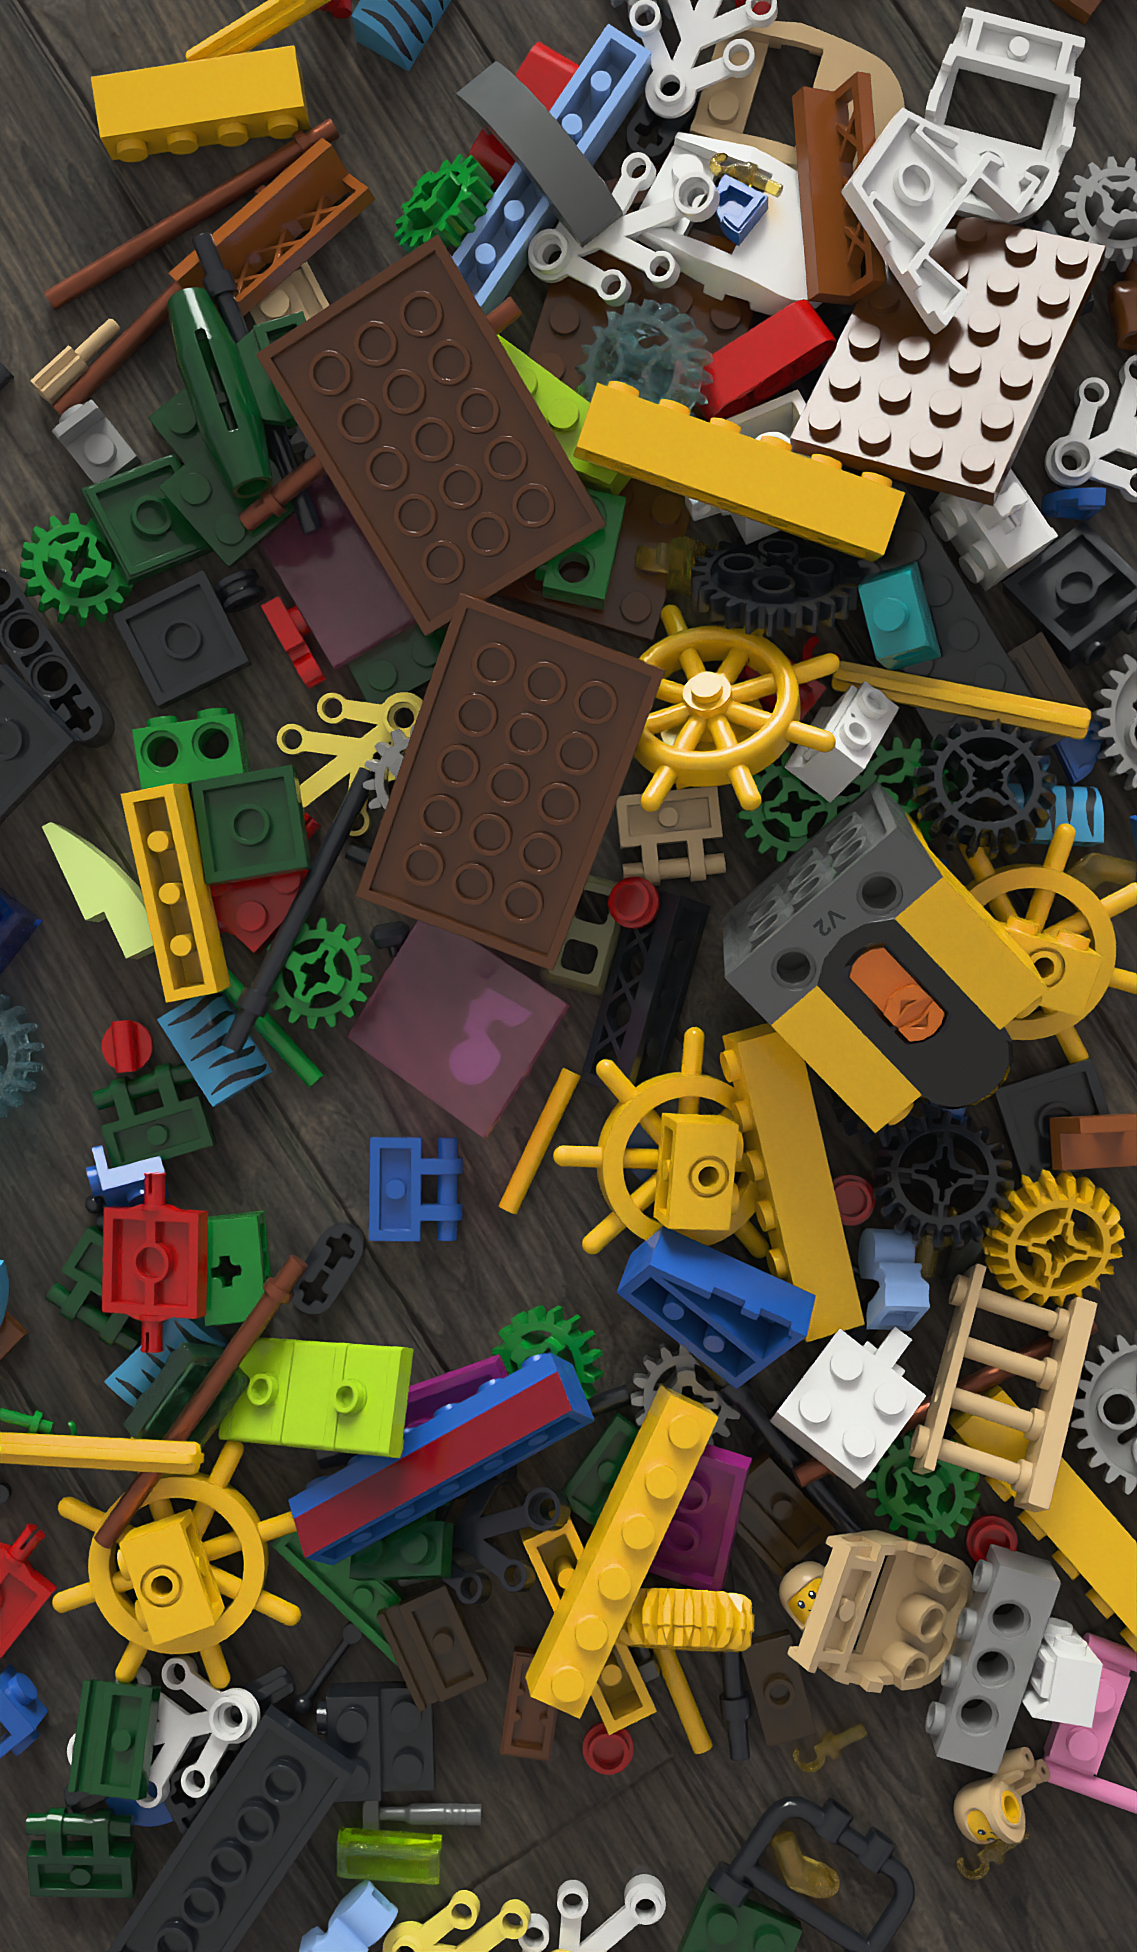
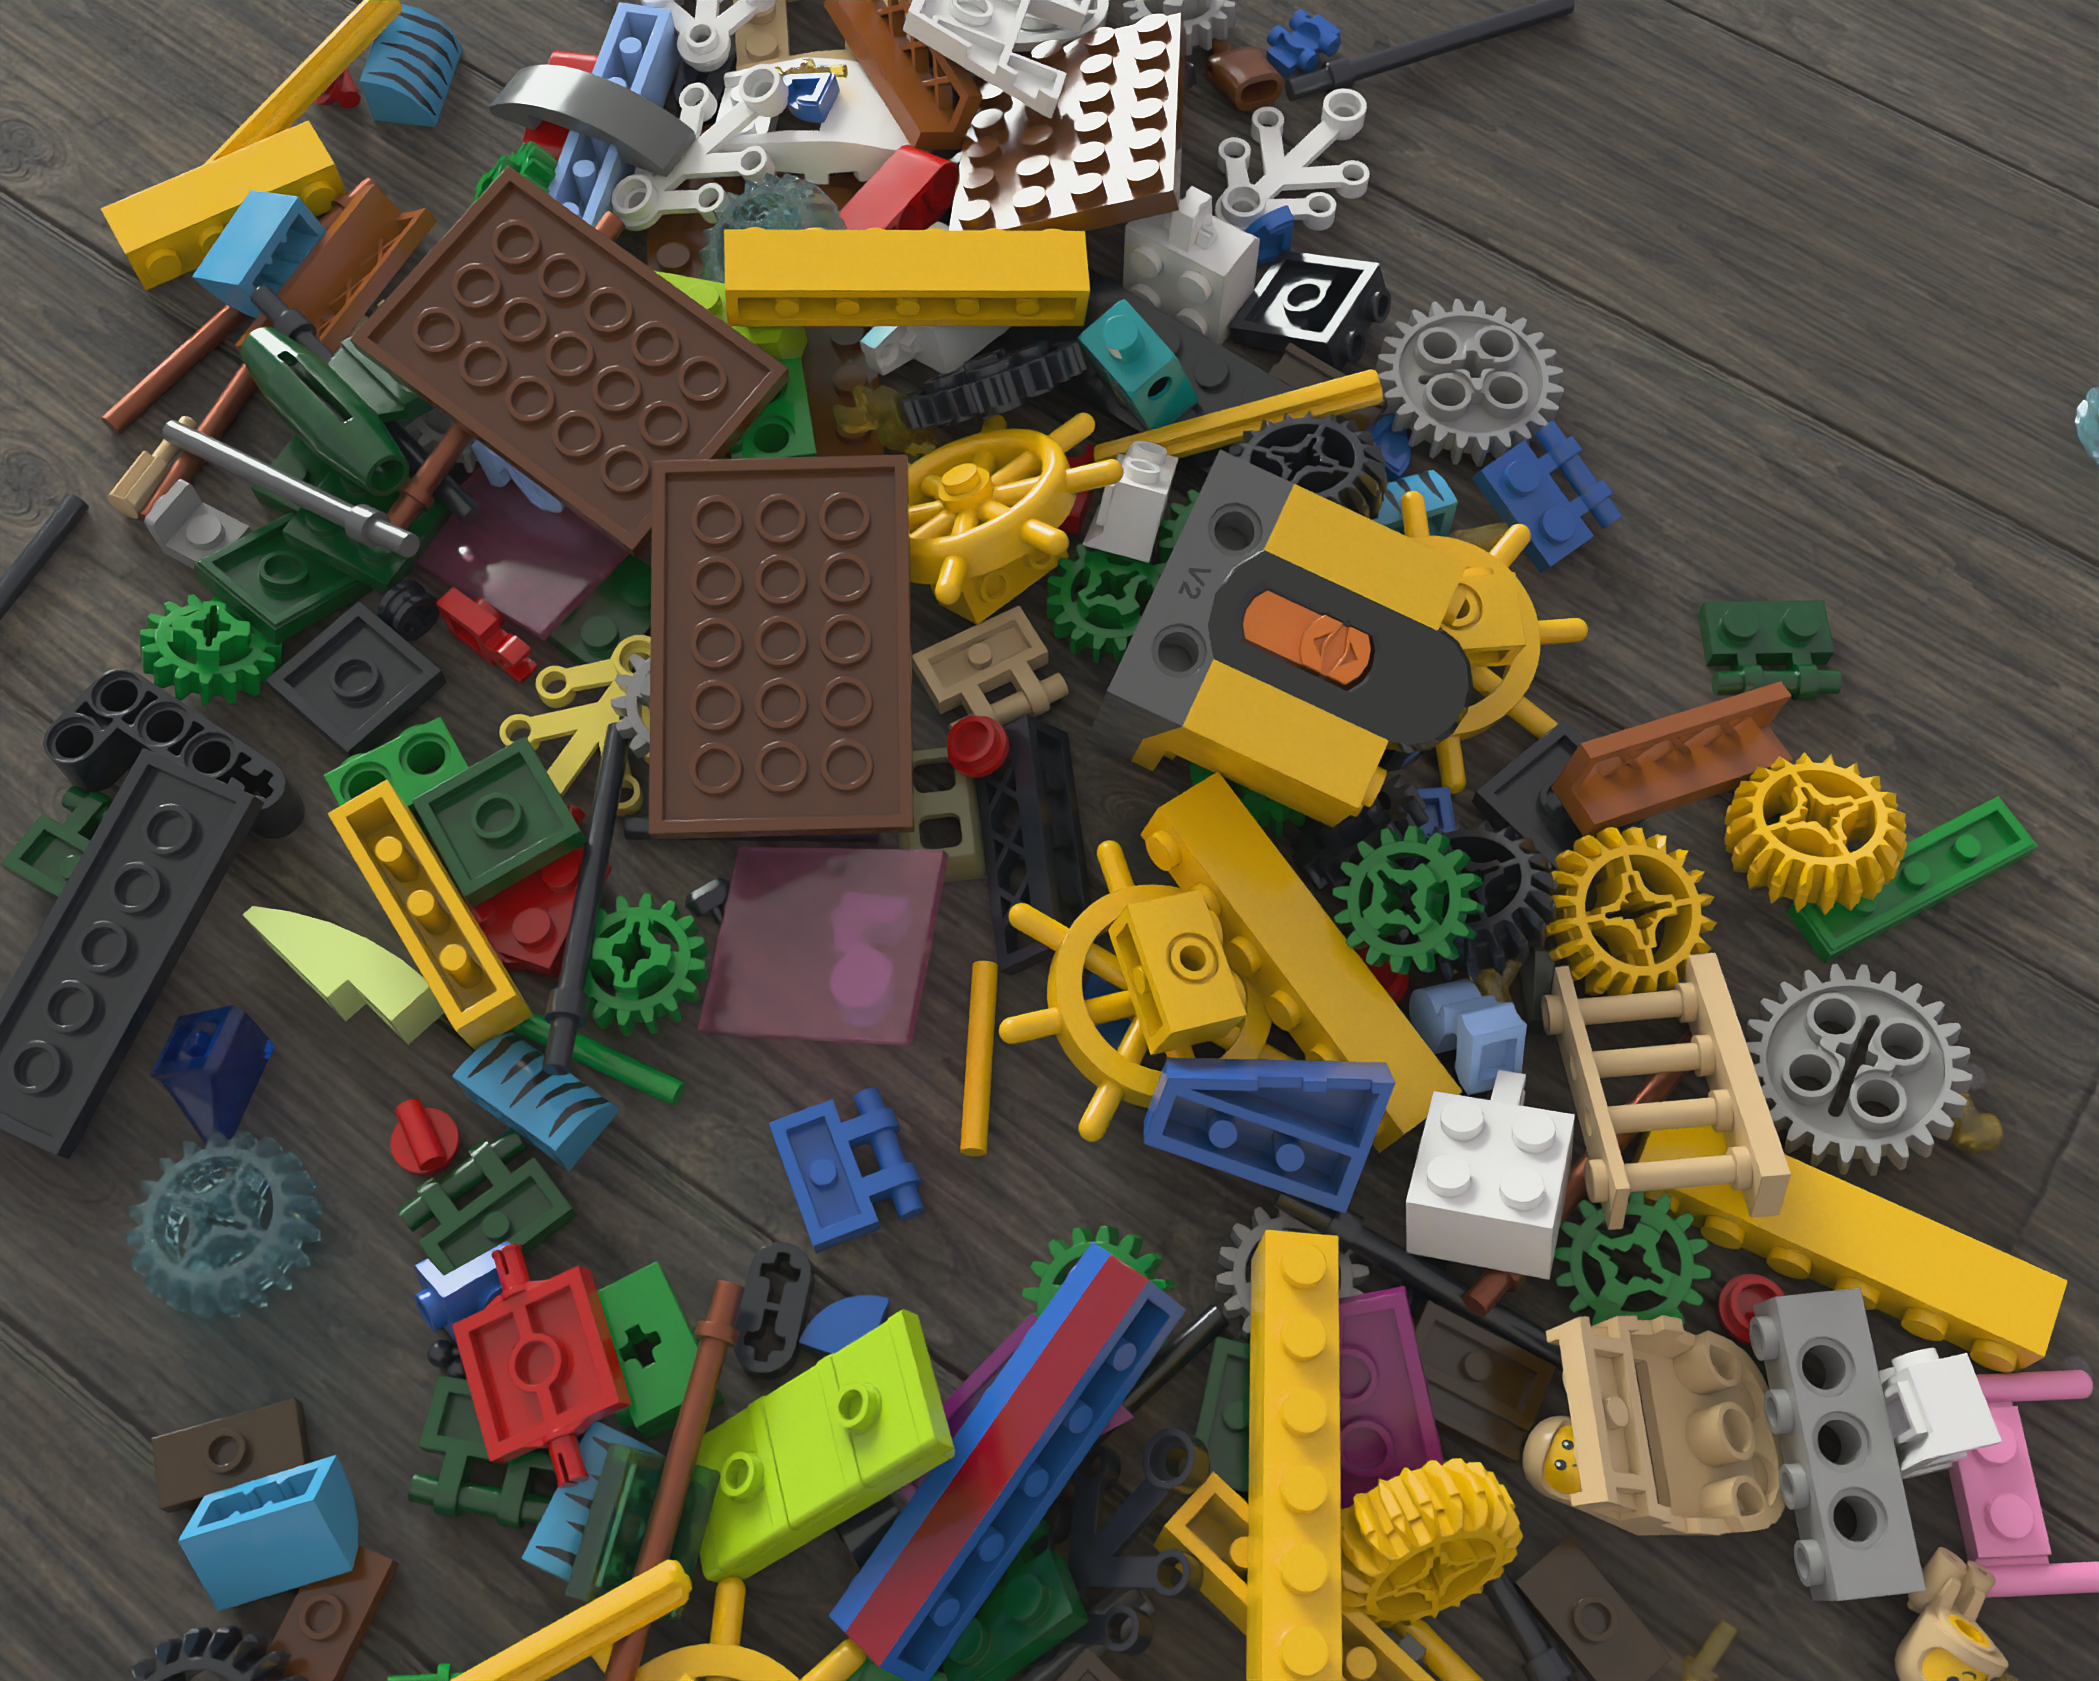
camera: 20 degrees left, 25 degrees down
(214, 178) = (259, 248): none -> dark azure brick
(220, 521) = (360, 521): none -> dark grey bar
(373, 1301) = (844, 1323): none -> blue tile
(879, 1208) = (1431, 884): none -> green gear

